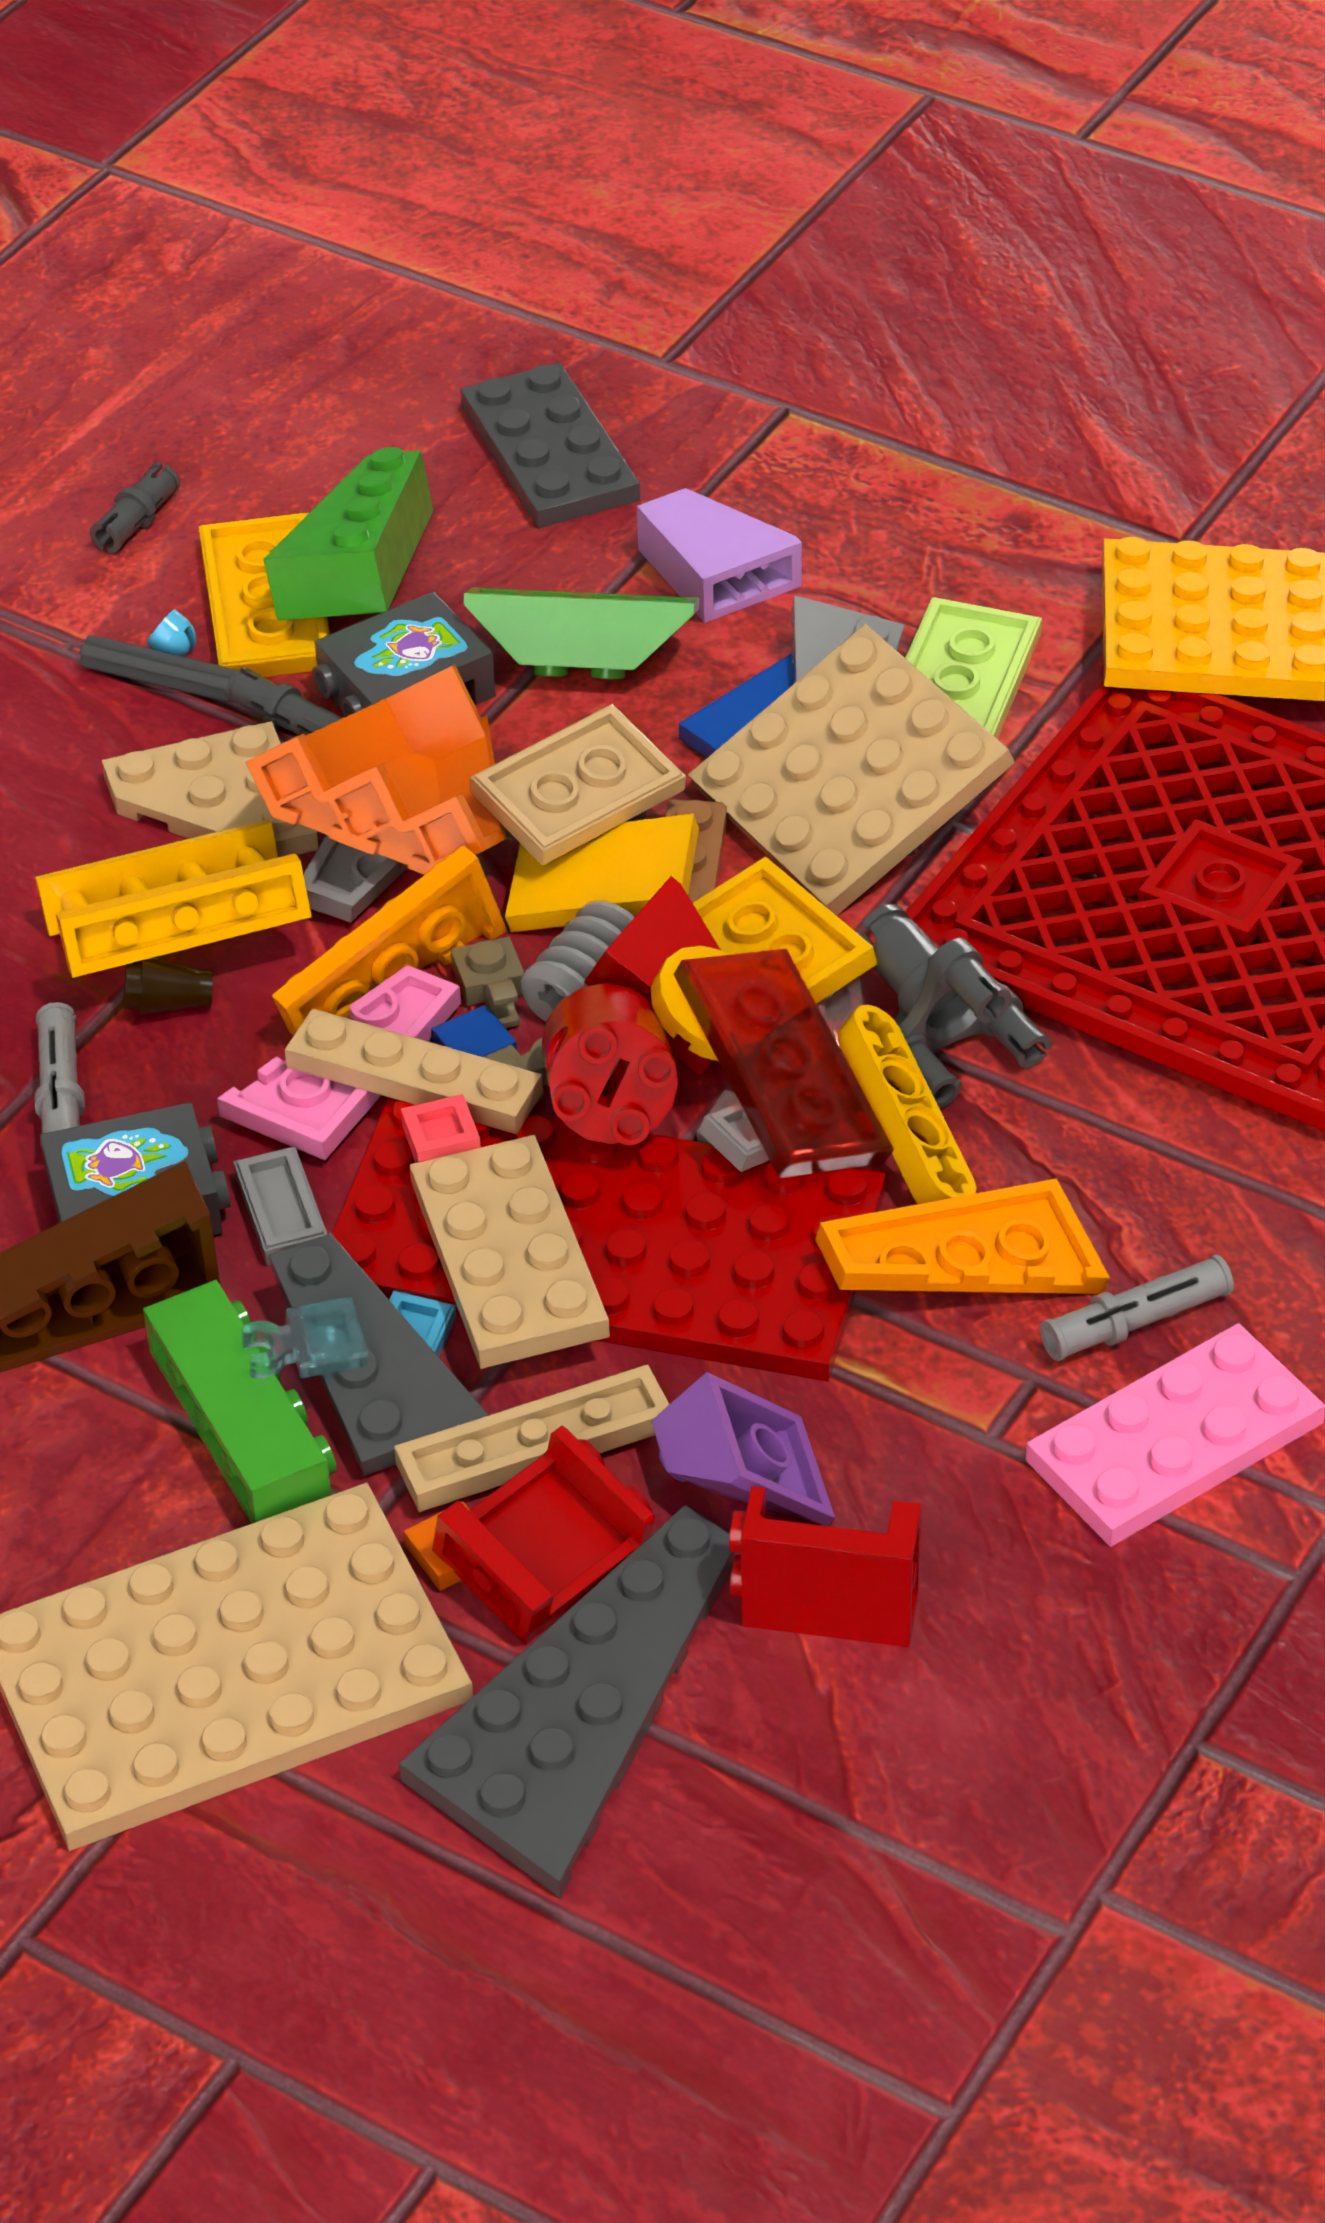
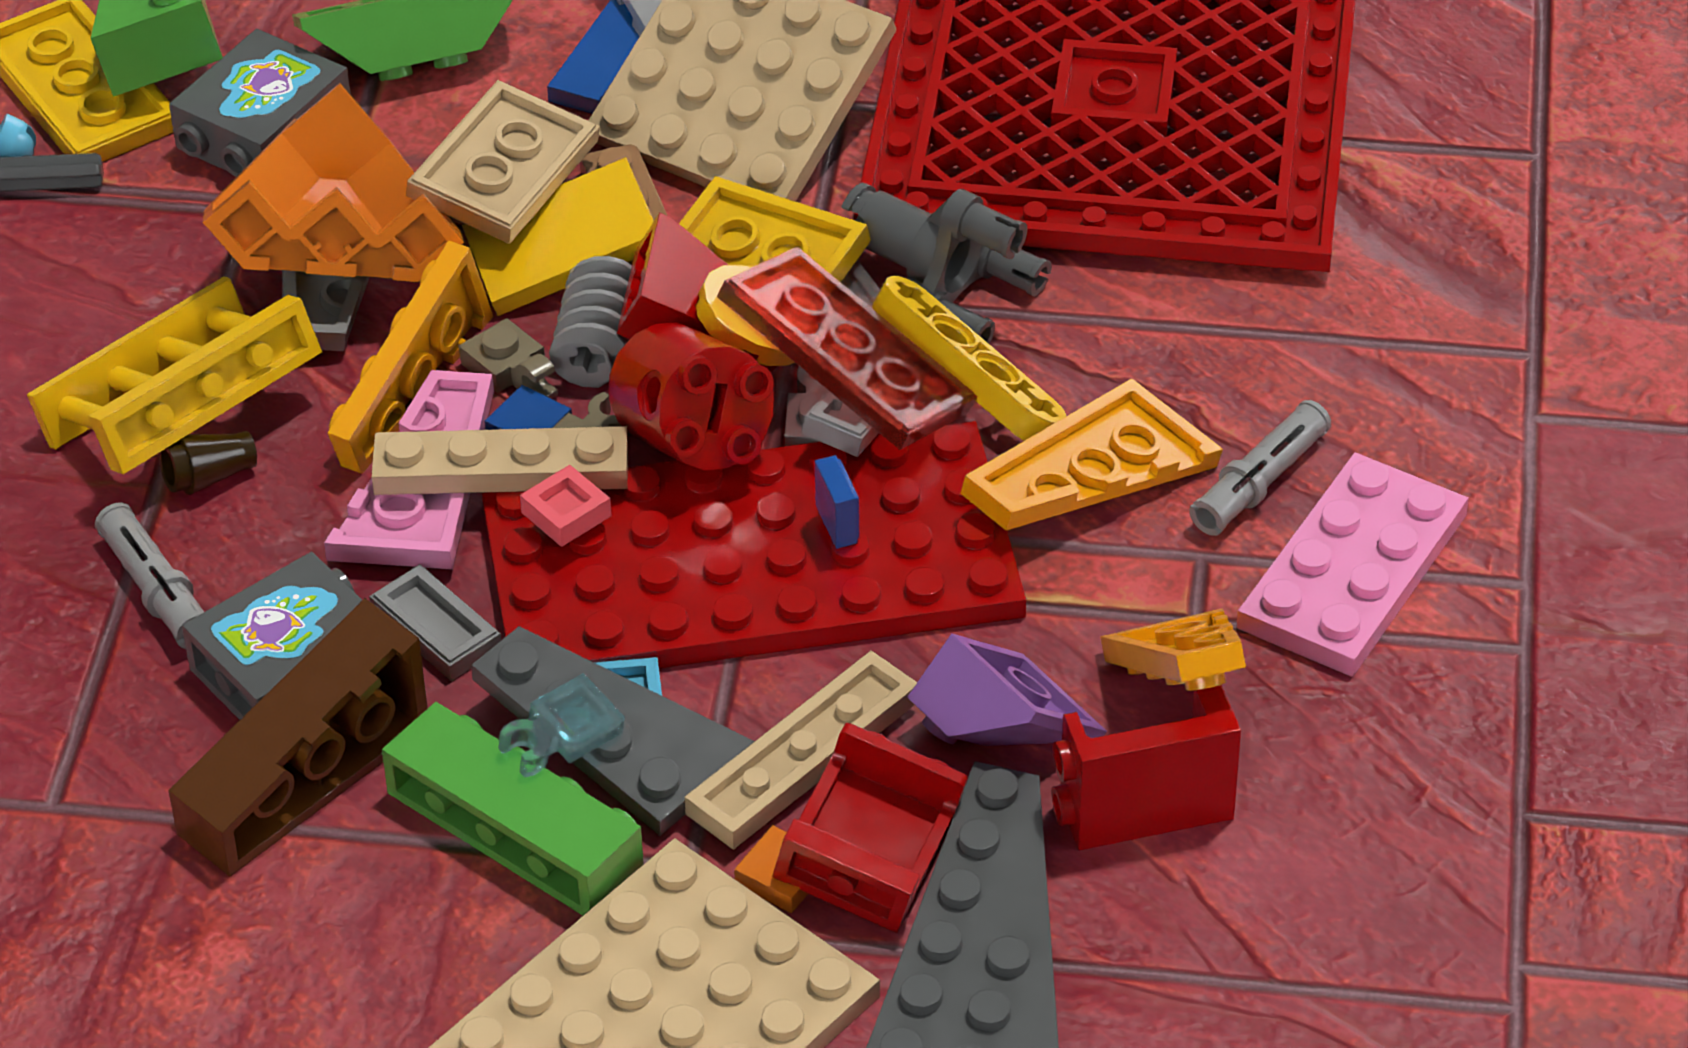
camera: 25 degrees left, 0 degrees up
(202, 786) = (135, 266): tan plate -> none
(277, 703) = (164, 175): dark grey pin -> none
(509, 1251) = (688, 591): tan plate -> none
(689, 1209) = (837, 501): none -> blue tile
(929, 1462) = (1181, 650): none -> light orange wing

